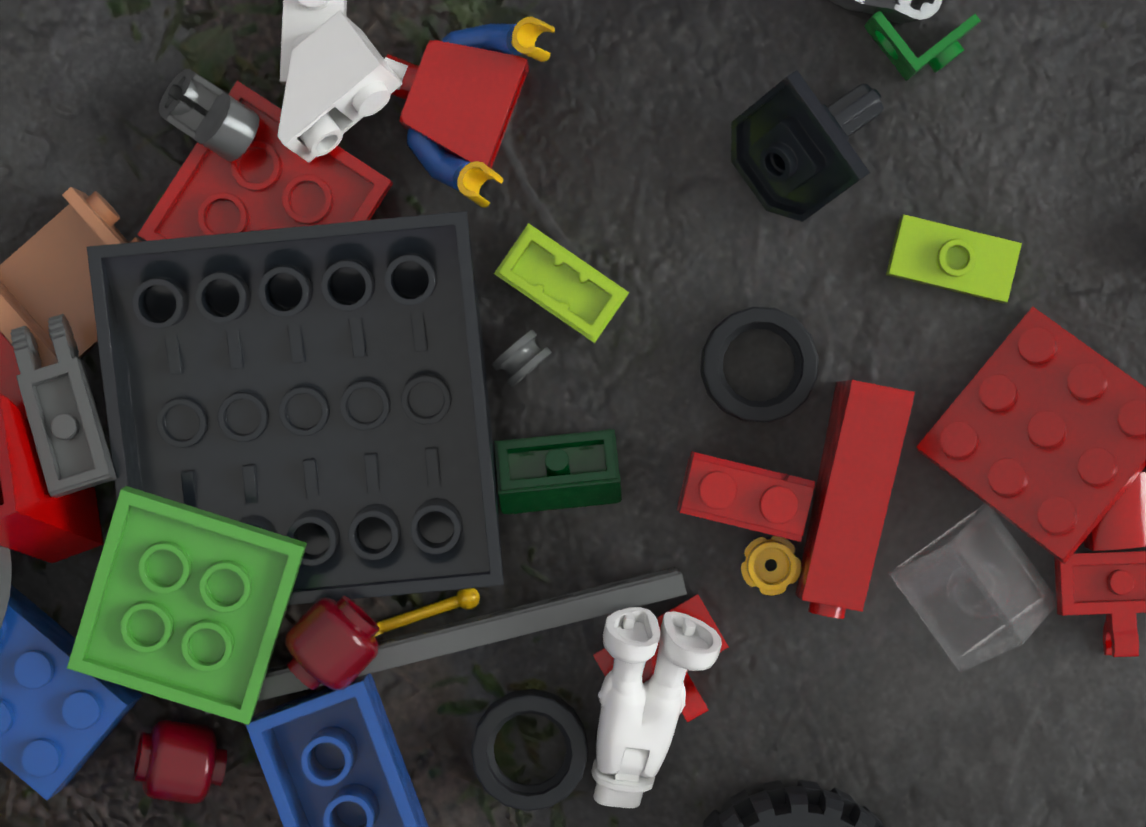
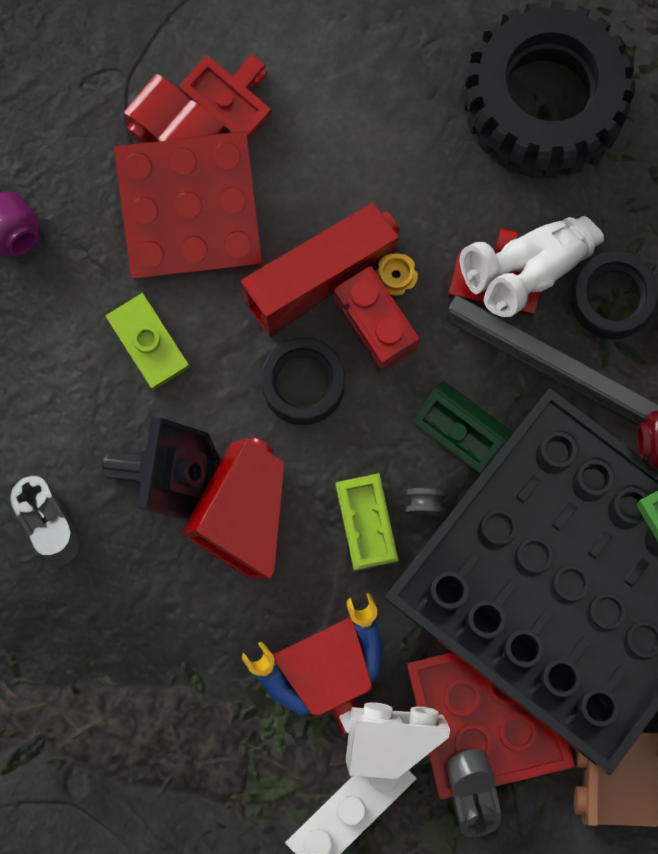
camera: 140 degrees left, 10 degrees down
(465, 598) = (603, 418): yellow hinge -> none
(696, 176) = (241, 510): none -> red slope
(902, 55) = (52, 453): green bracket -> none
(976, 590) = (301, 163): clear slope -> none

